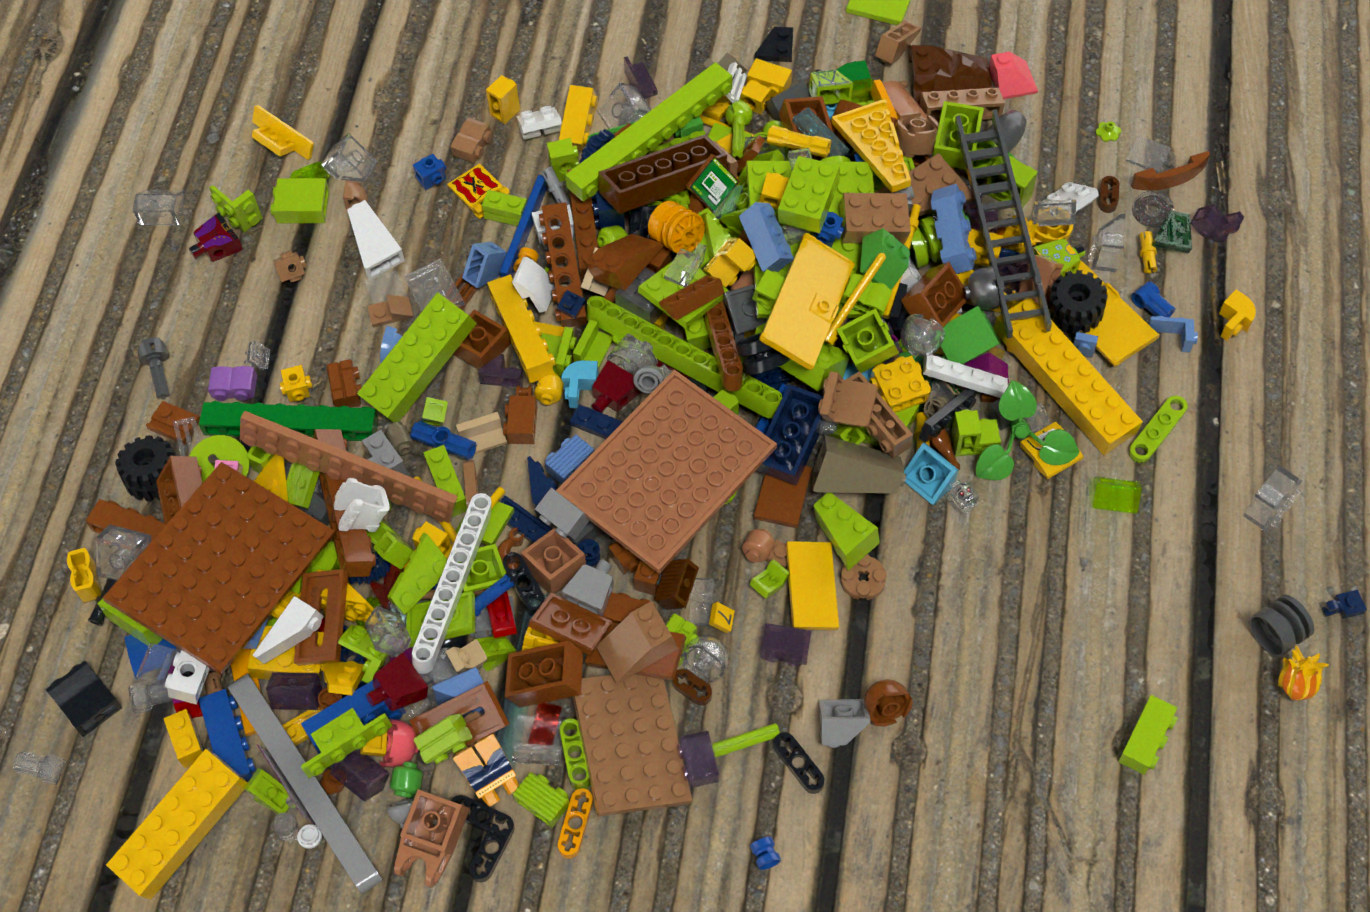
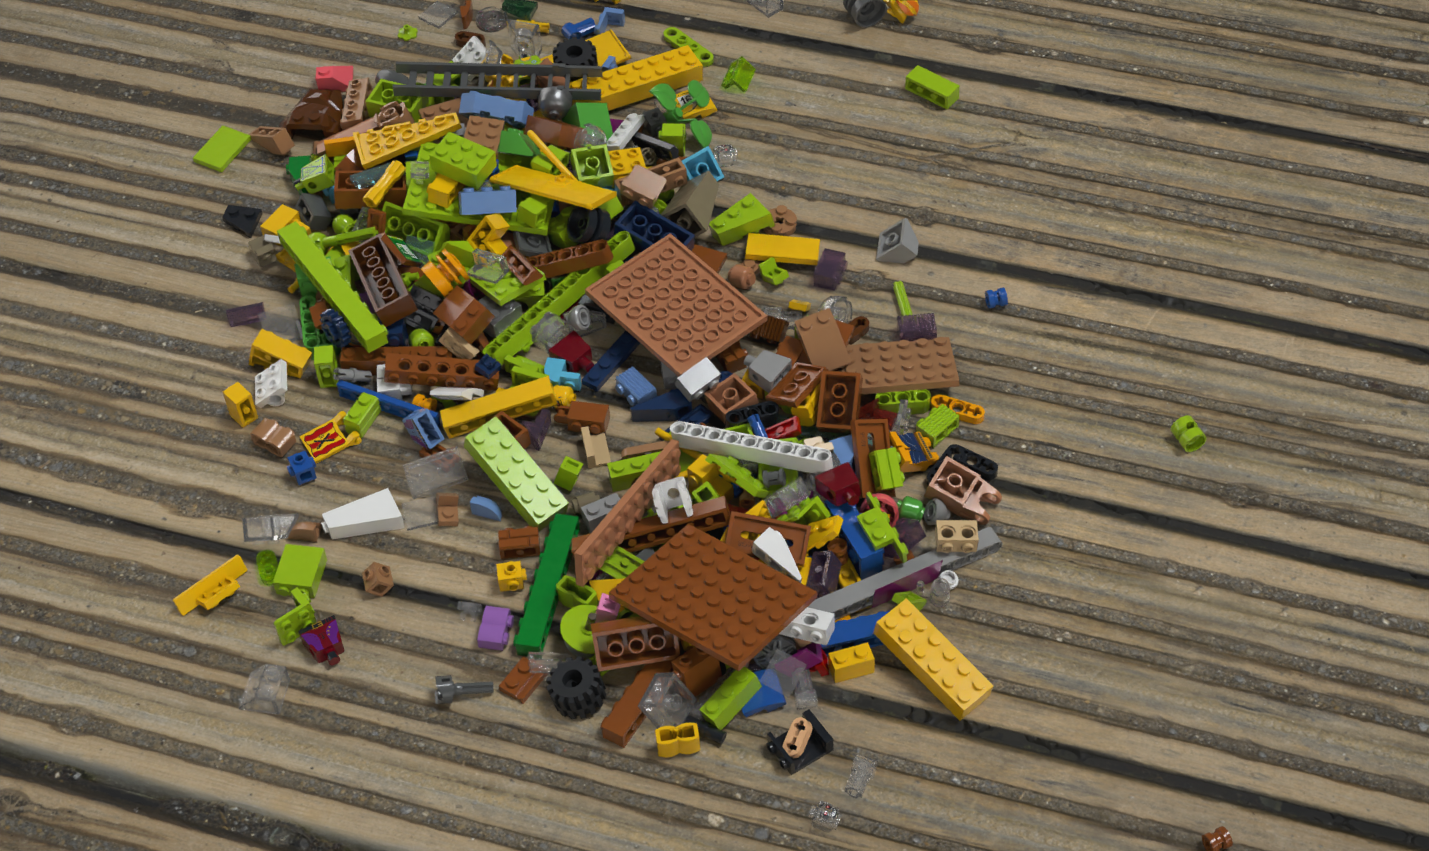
camera: 80 degrees left, 10 degrees down
(82, 692) = (797, 737): none -> light nougat beam
(353, 829) = (956, 532): none -> tan brick
(415, 613) = (774, 478): none -> dark grey bush
(434, 435) = (591, 478): blue piece -> none
(646, 579) = (757, 342): dark orange brick -> none
(803, 780) = (937, 269): black beam -> none
(886, 702) = (884, 214): dark orange cylinder -> none

